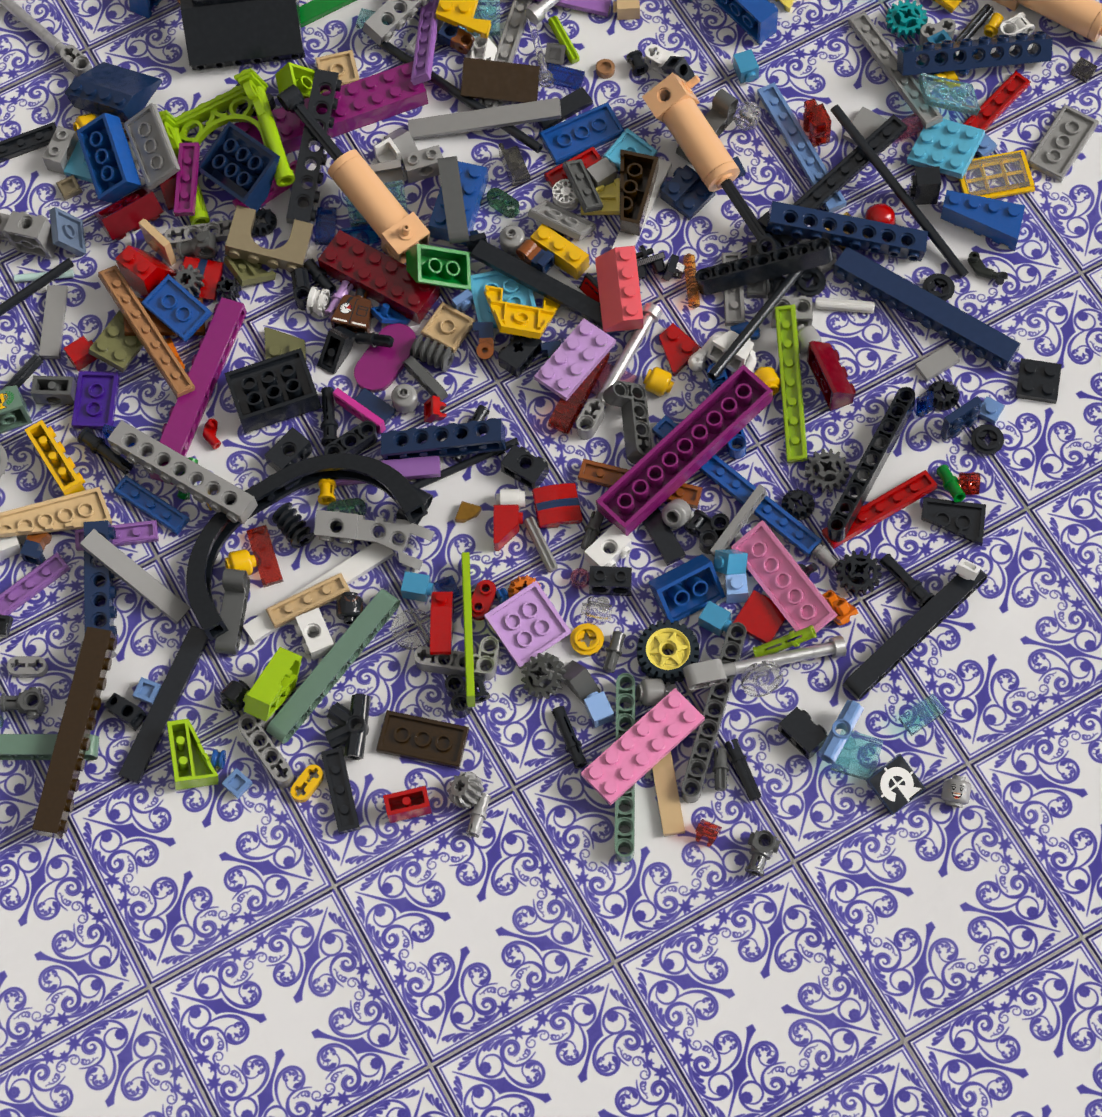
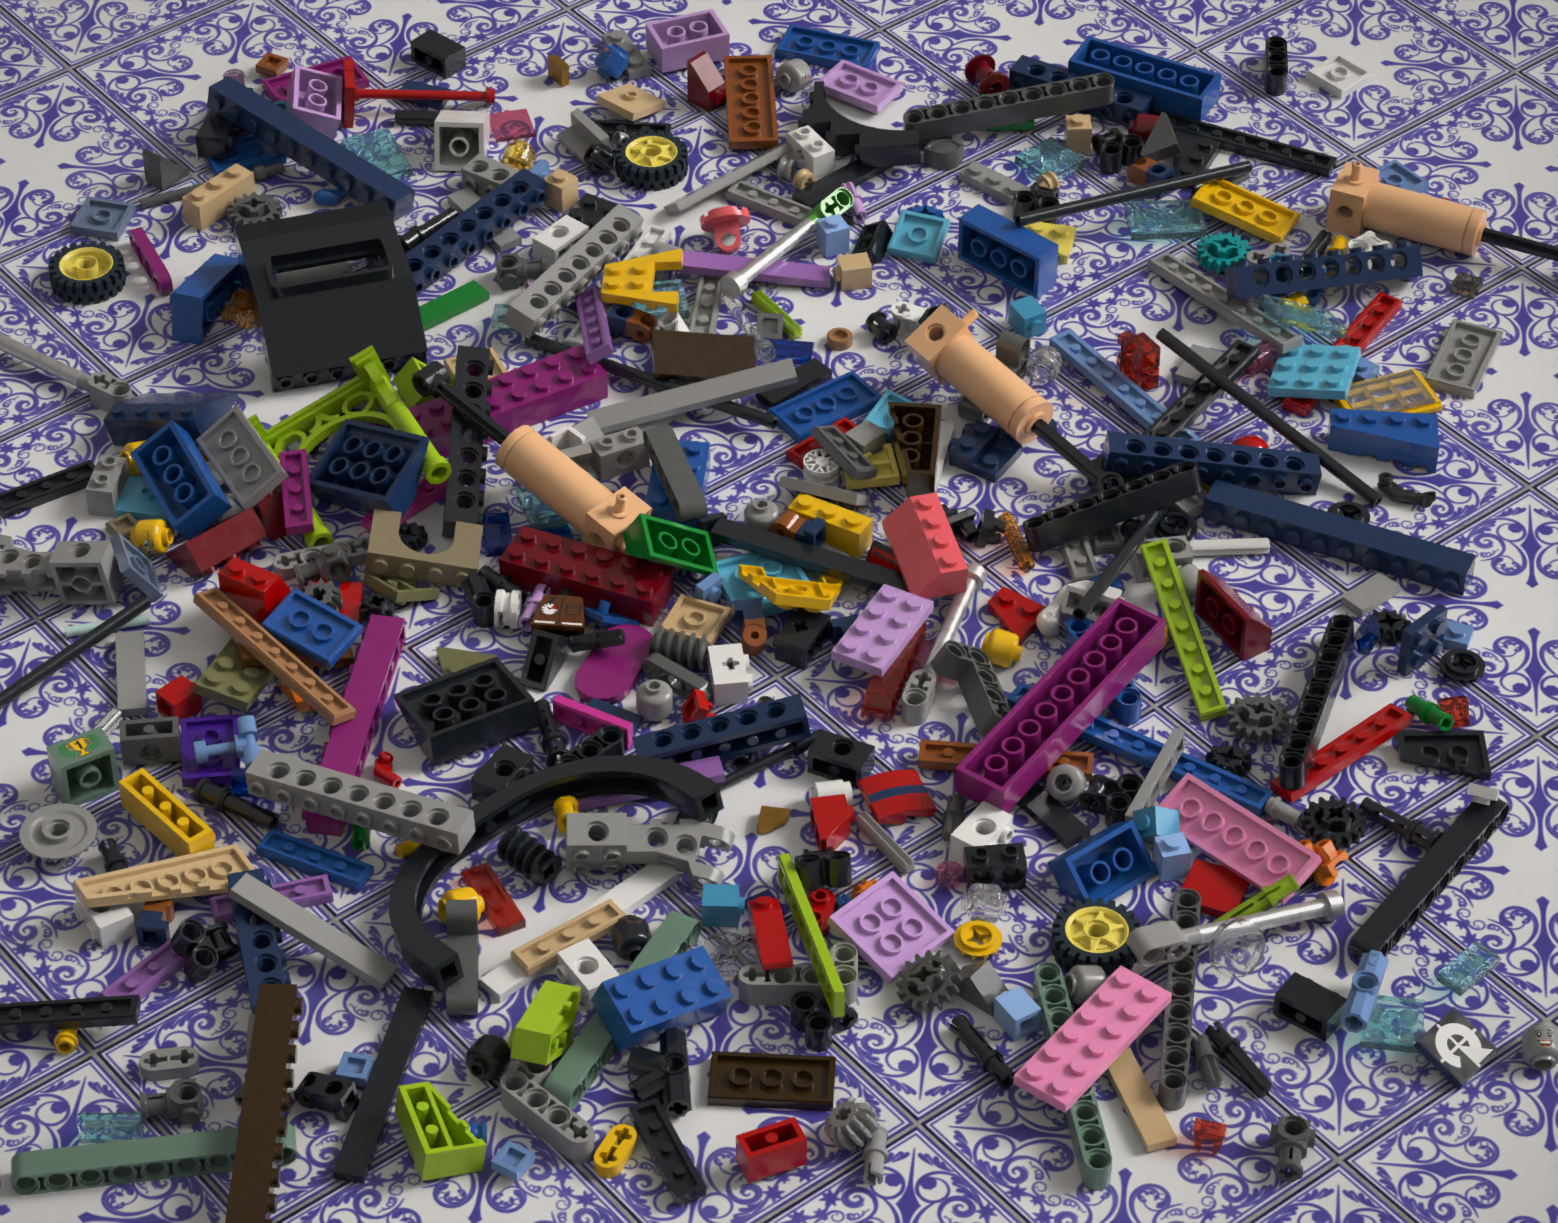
camera: 15 degrees left, 25 degrees down
(17, 492) = (112, 856): none -> black pin
(65, 575) = (206, 946): none -> black piece
(84, 201) = (151, 536): none -> yellow head
(114, 405) = (243, 744): none -> medium blue bar
(157, 242) = (267, 556): tan plate -> none
(356, 669) = (661, 997): none -> blue brick
(460, 369) = (729, 674): none -> white brick
(490, 566) = (824, 868): none -> black piece
(504, 201) = (737, 486): clear green beam -> none
(514, 165) = (741, 445): clear smoke panel -> none
(614, 651) = (1020, 947): dark grey axle -> none
(715, 619) = (1151, 894): dark azure brick -> none
(925, 185) = (1302, 406): black brick -> none
(1038, 380) = (1510, 599): black plate -> none

